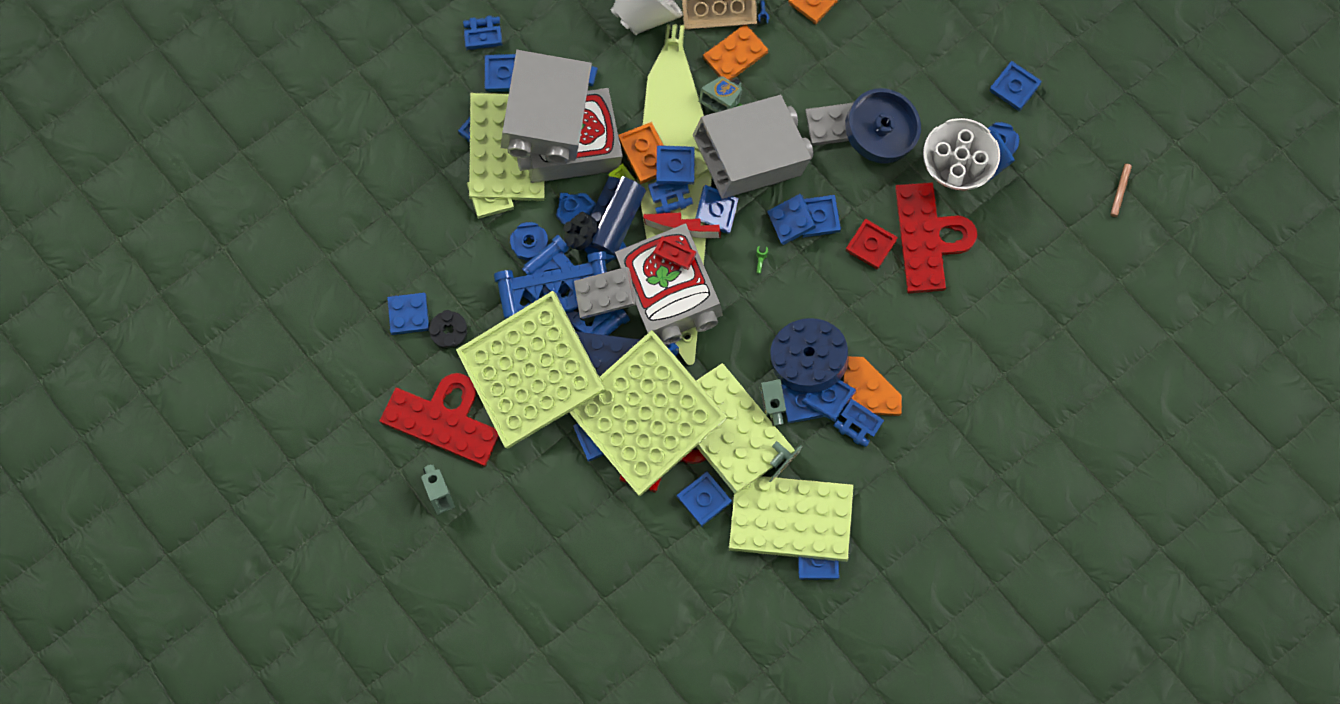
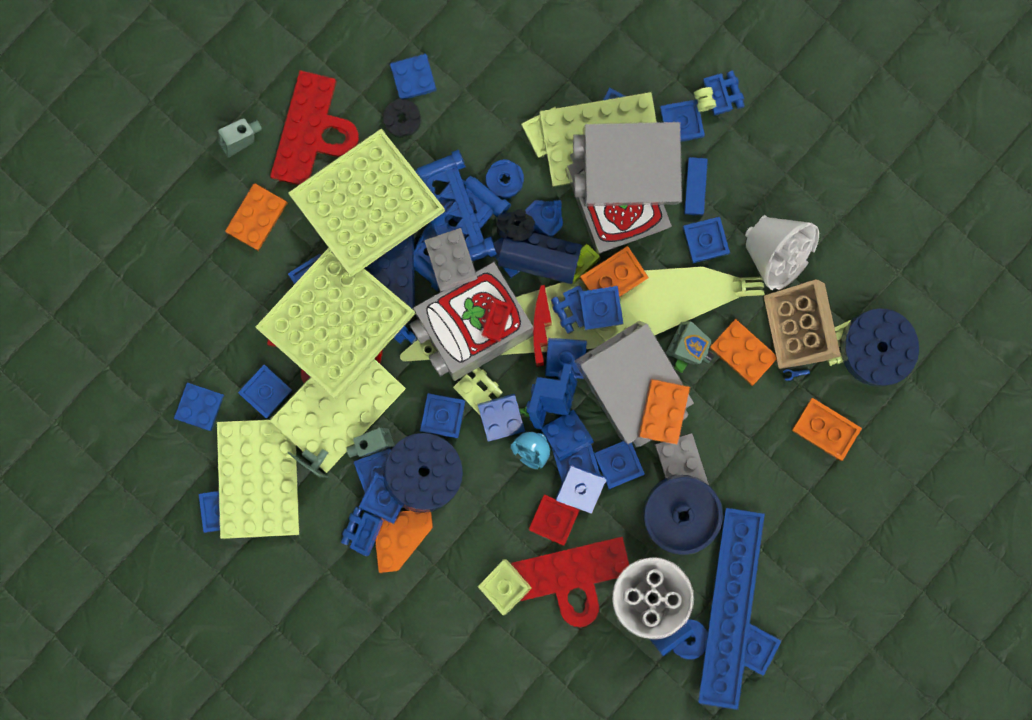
camera: 80 degrees right, 10 degrees up
(491, 46) = (705, 99): none -> yellowish green wheel
(522, 485) = (256, 217): none -> orange plate
(622, 69) = (706, 239): none -> blue plate
(709, 568) = (199, 406): none -> blue plate
(737, 301) = (473, 393): none -> yellowish green plate
(753, 223) = (552, 396): none -> blue bracket
(755, 332) = (442, 416): none -> blue plate
(765, 277) = (501, 417): none -> plate
(785, 119) = (664, 411): none -> orange plate
(801, 252) = (532, 448): none -> medium azure cylinder
(826, 177) = (619, 464): none -> blue plate
(845, 213) = (580, 488): none -> plate
(931, 296) = (504, 587): none -> yellowish green plate
(977, 98) = (731, 608): none -> blue plate

